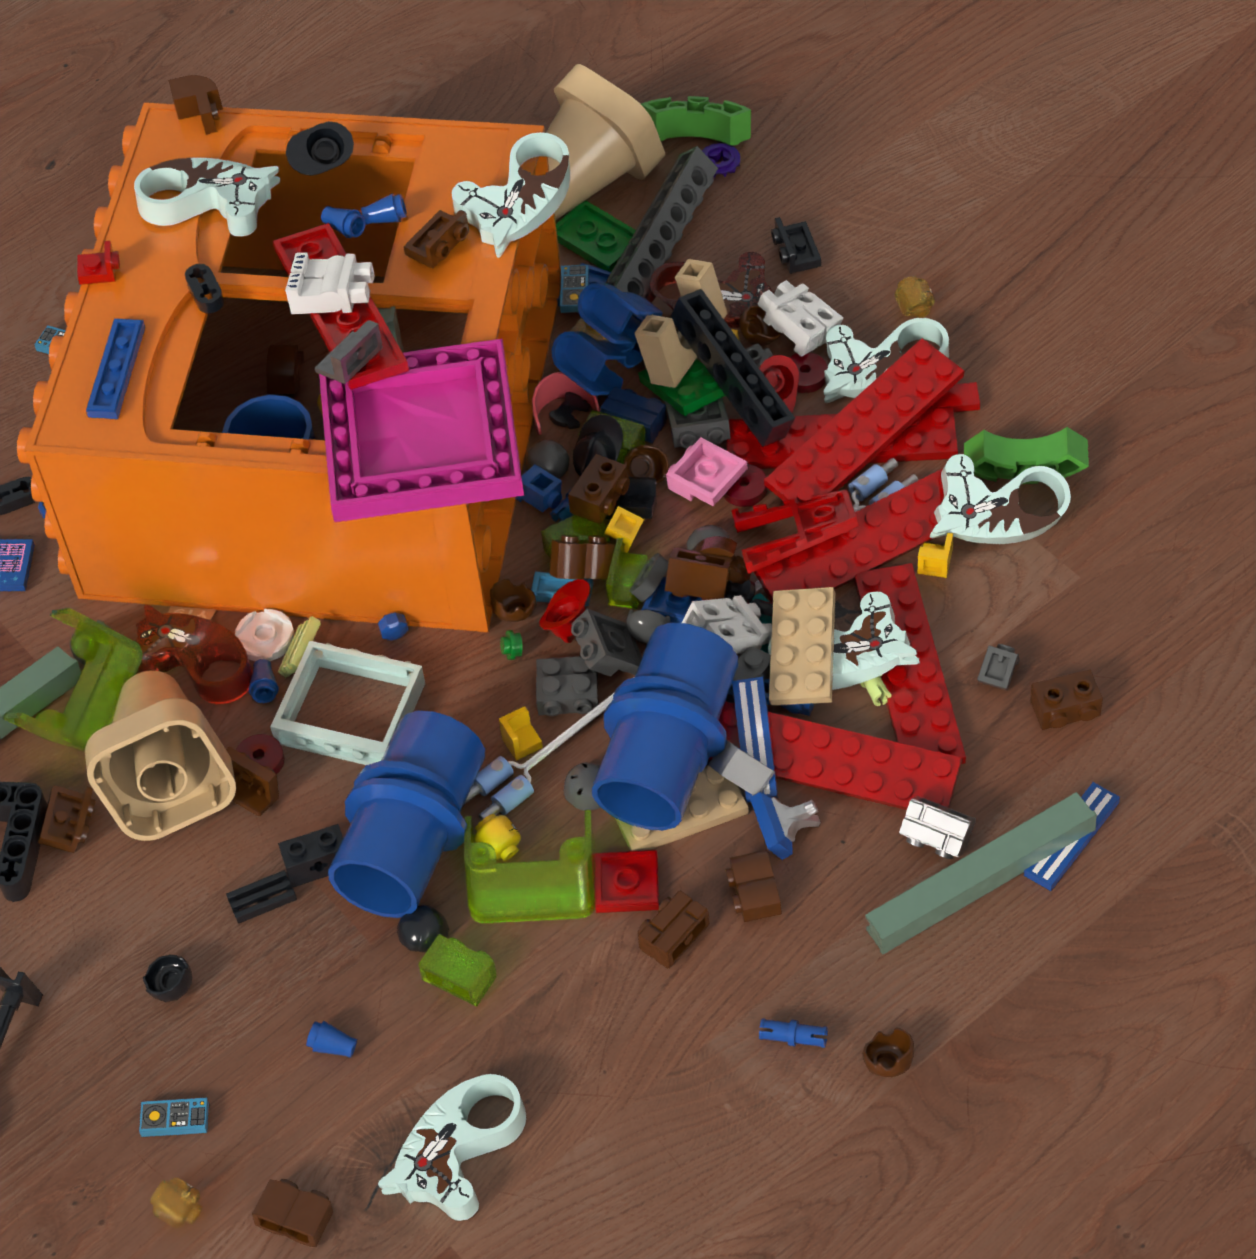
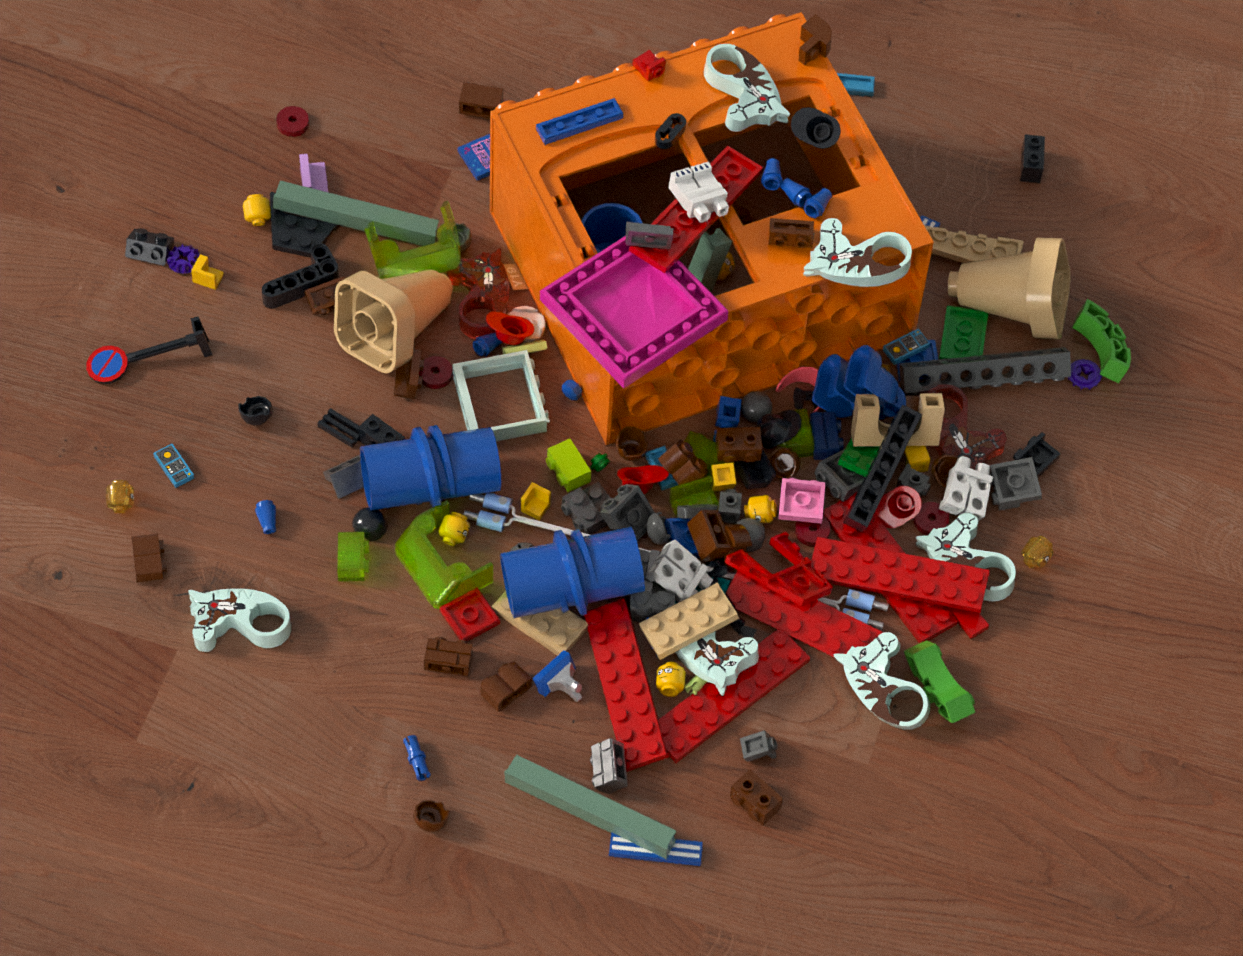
camera: 50 degrees right, 5 degrees up
(269, 641) = (509, 328): none -> red piece
(335, 920) = (345, 477): none -> flat silver panel
(416, 198) = (815, 205): none -> blue cone
(423, 76) = (1032, 158): none -> black brick
(496, 675) = (568, 465): none -> lime brick
(660, 541) = (730, 506): none -> dark grey brick
(687, 516) = (761, 508): none -> yellow head
(742, 769) = (578, 633): light grey slope -> none
(754, 726) = (606, 630): blue tile -> none
(820, 270) = (1014, 483): none -> dark grey plate
(856, 709) = (670, 679): none -> yellow head
(935, 558) = (824, 670): yellow panel -> none

